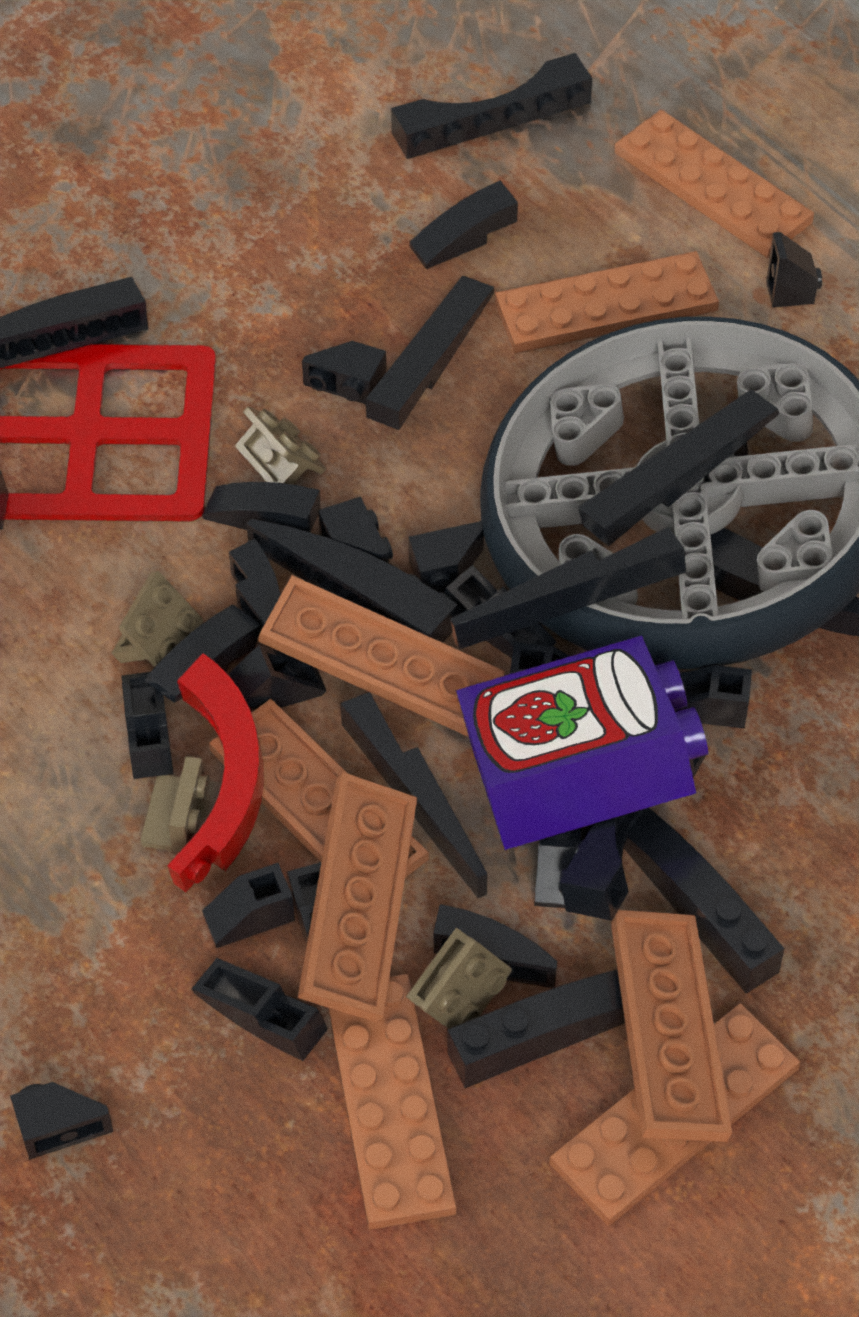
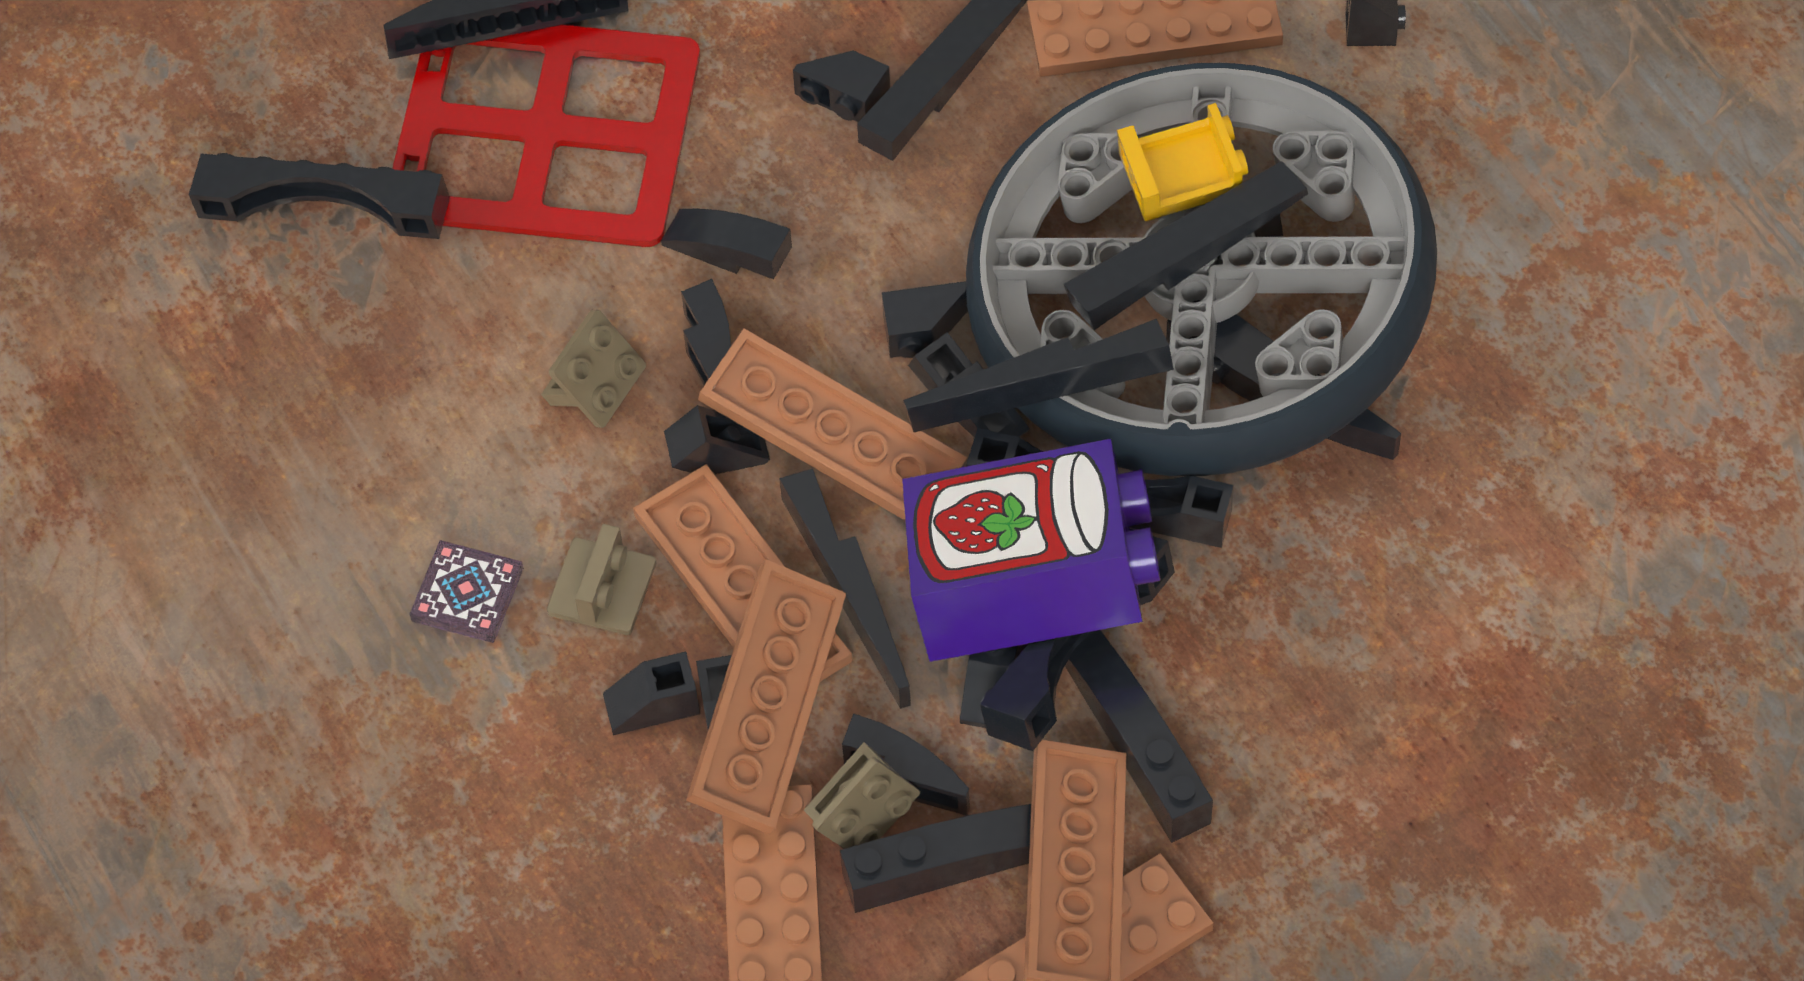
camera: 10 degrees right, 5 degrees up
(57, 1118) = (424, 900): black slope -> none
(63, 832) = (466, 591): none -> tile
(146, 727) = (569, 480): black slope -> none
(220, 638) = (641, 406): black slope -> none
(230, 823) = (662, 551): red arch -> none
(261, 1008) = (651, 805): black slope -> none
(276, 449) = (753, 172): dark tan bracket -> none
(355, 527) = (822, 284): black slope -> none
(357, 577) = (820, 335): black slope -> none
(663, 401) = (1182, 164): none -> yellow panel

